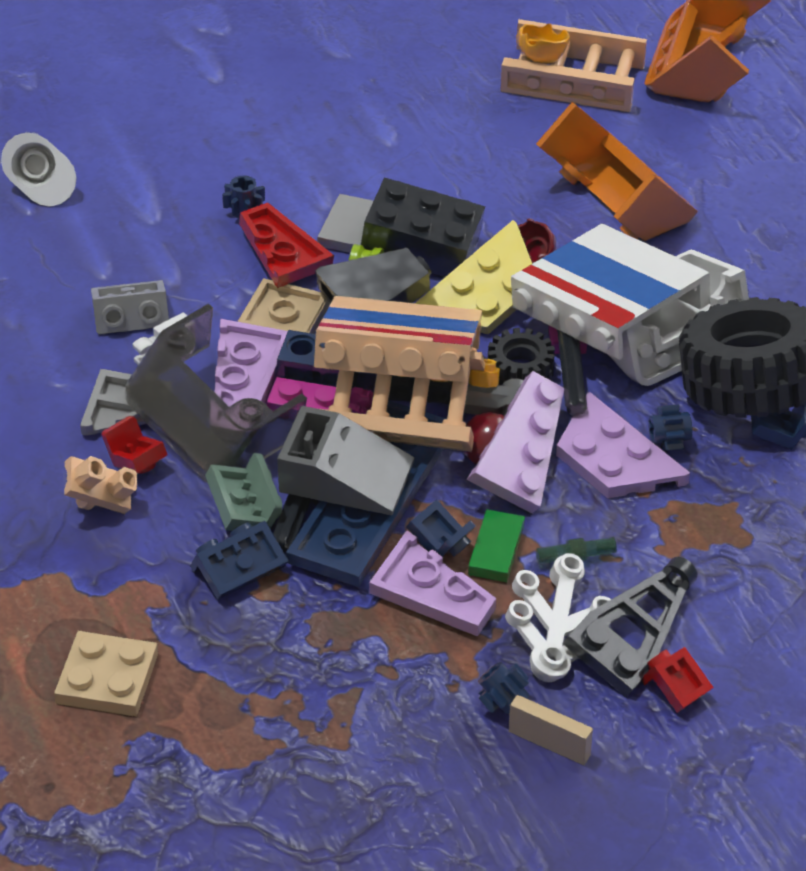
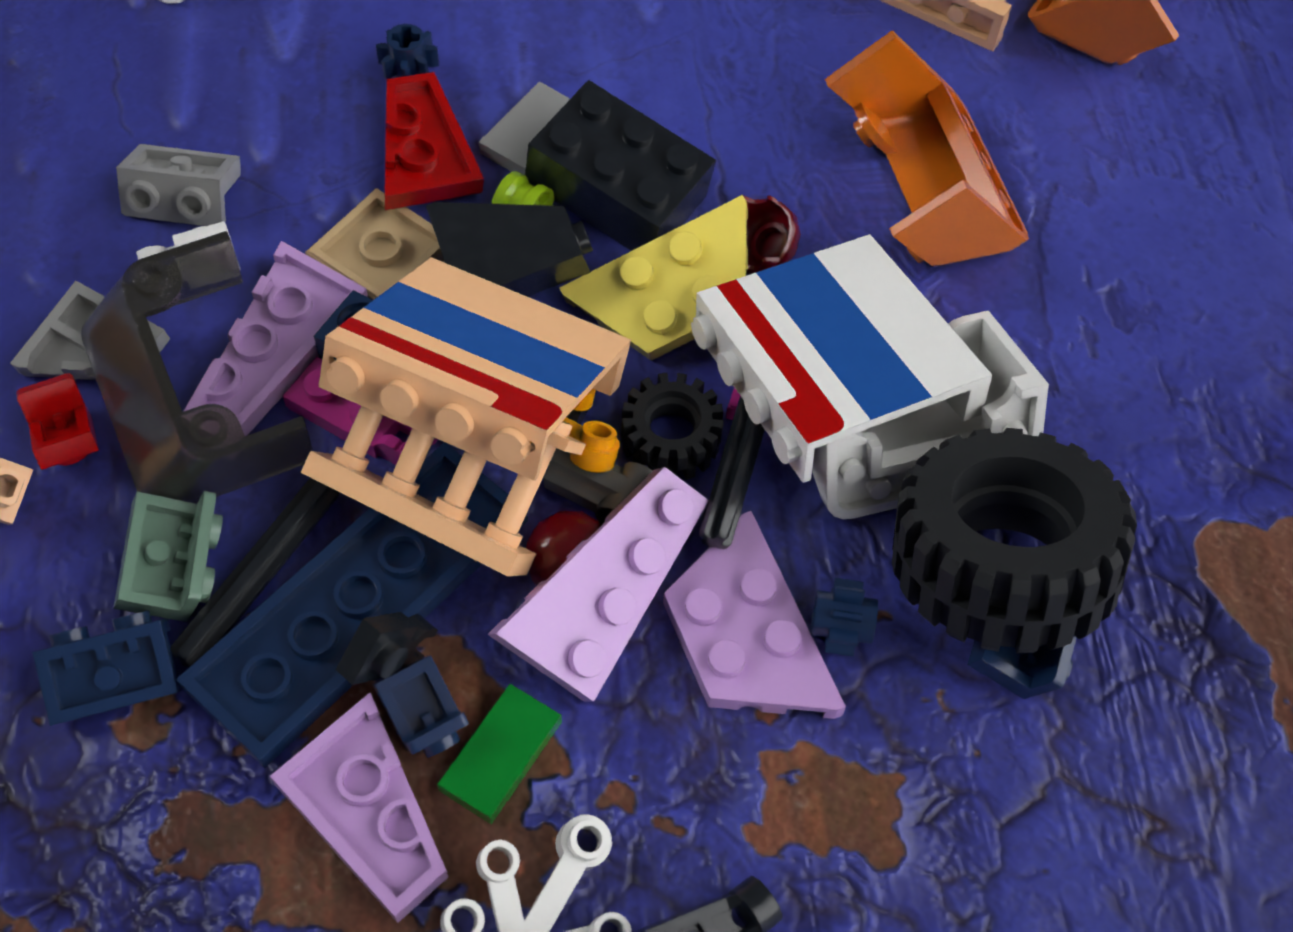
camera: 15 degrees right, 15 degrees up
(341, 463) = (309, 551): dark grey slope -> none
(407, 499) = (383, 646): none -> black plate
(577, 547) = (615, 802): clear green bar -> none

